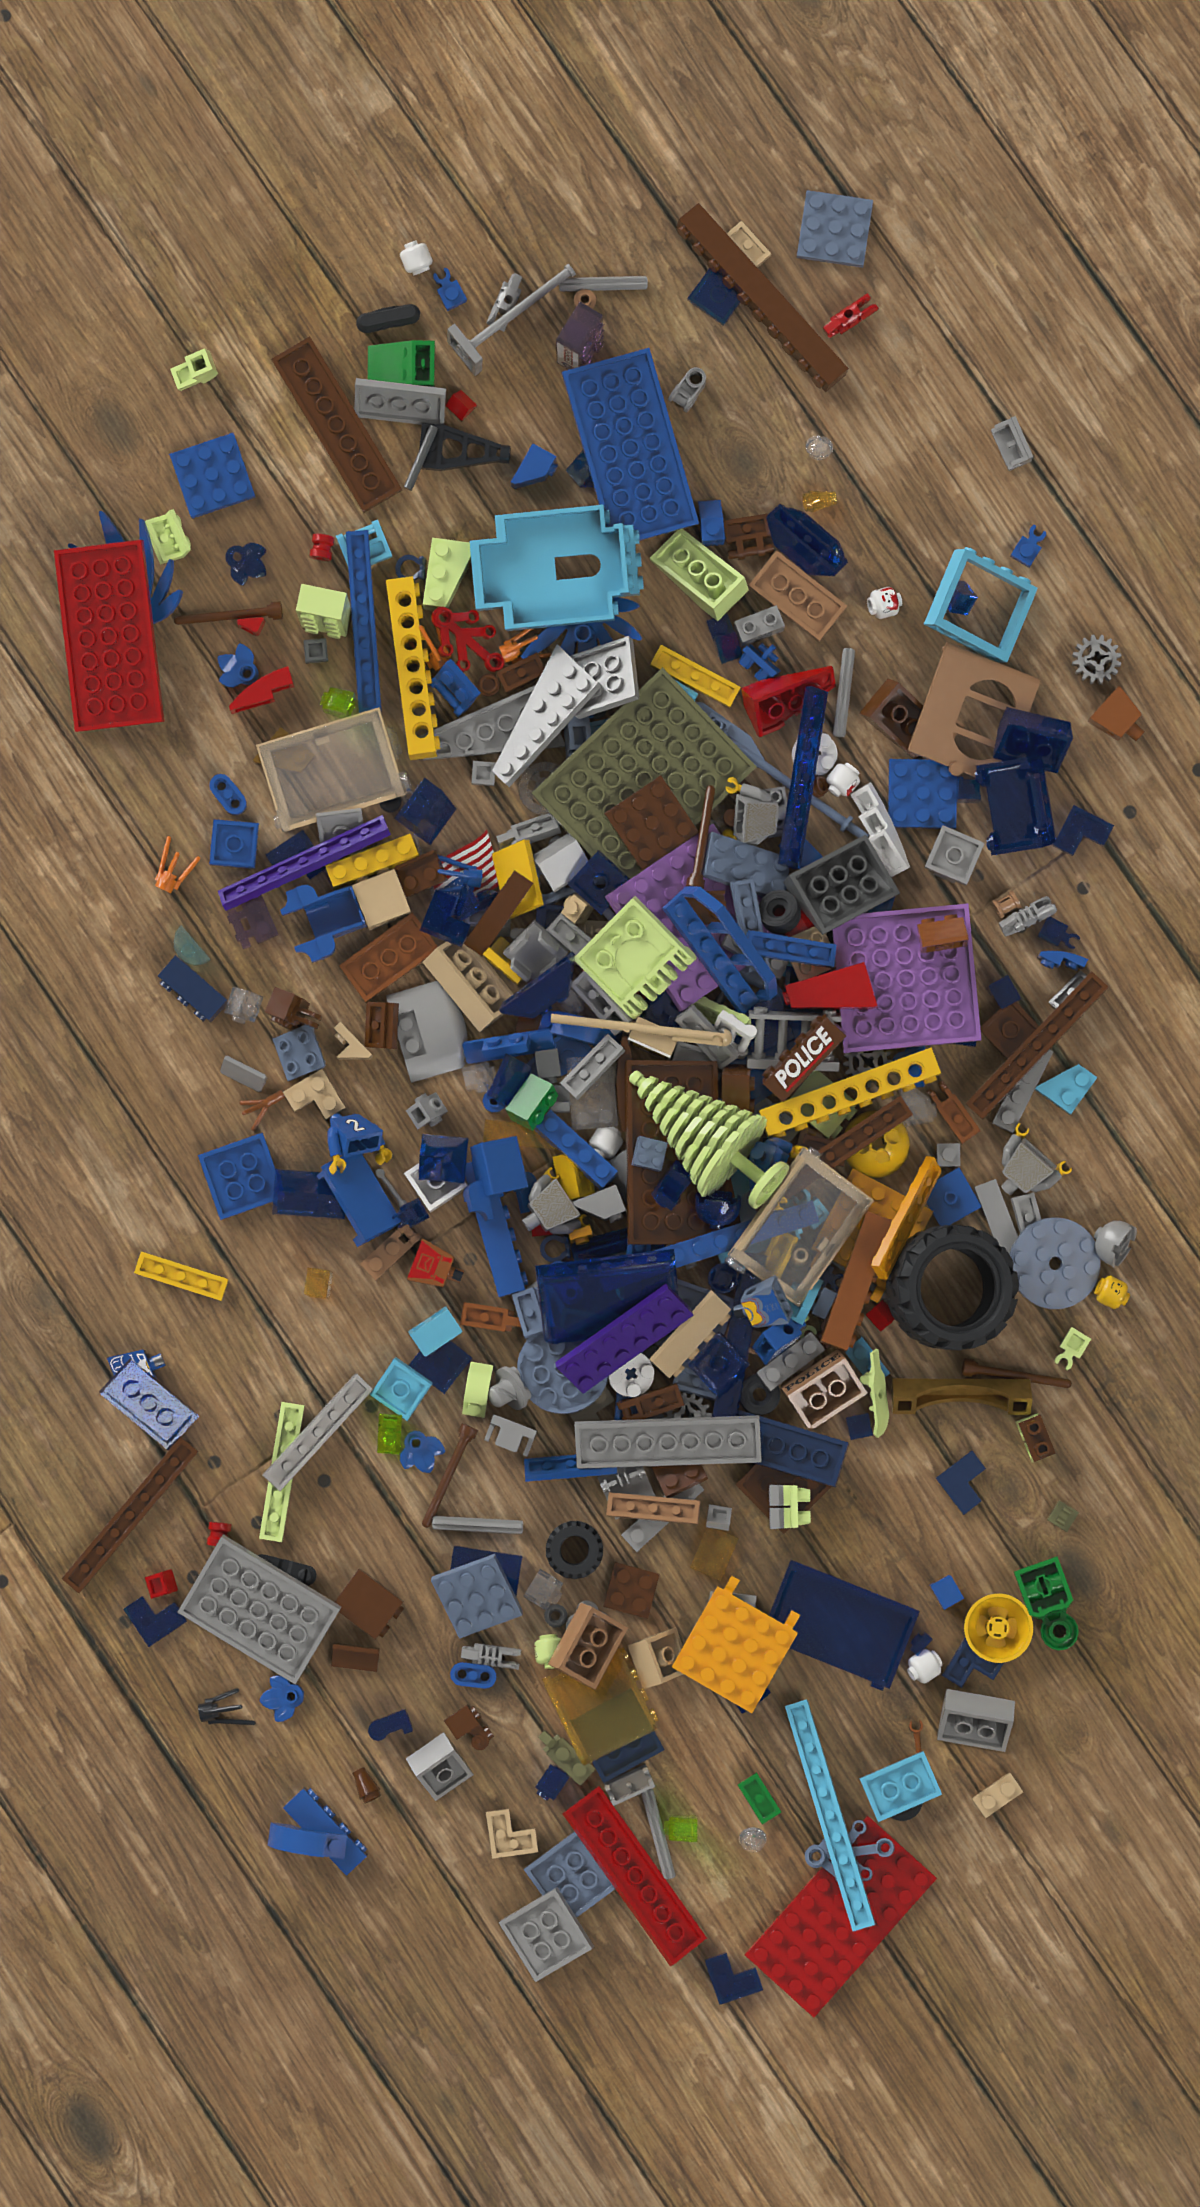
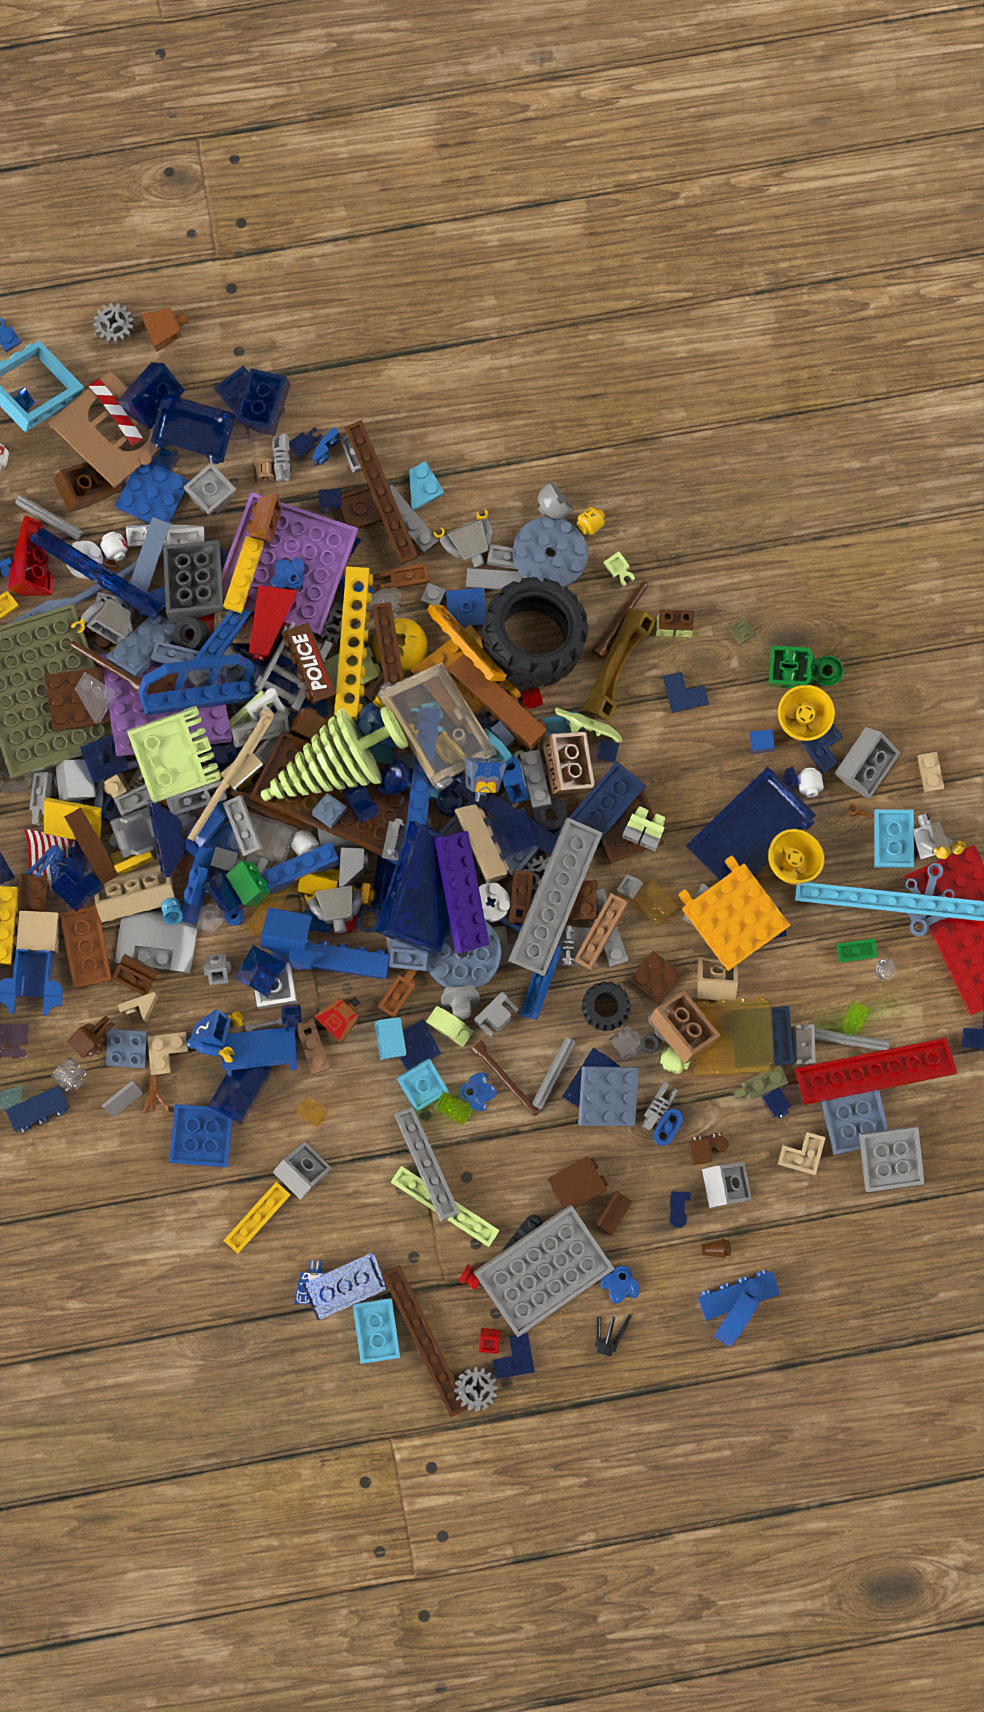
camera: 65 degrees left, 5 degrees down
(110, 1589) = (475, 1381): none -> light grey gear
(117, 1458) = (376, 1331): none -> medium azure plate
(252, 1301) = (302, 1170): none -> light grey slope
(468, 1032) = (171, 911): none -> dark azure wheel
(648, 1239) = (394, 839): none -> light grey hinge
(661, 841) = (95, 696): none -> clear wing
(840, 1692) = (795, 856): none -> yellow piece
(850, 824) = (150, 553): none -> sand blue tile
(871, 939) = (243, 574): none -> yellow plate
(895, 984) = (286, 572): none -> blue plate
(917, 1831) = (932, 840): none -> light grey torso
(995, 711) = (116, 411): none -> sticker
(1081, 867) = (263, 401): none -> clear blue slope

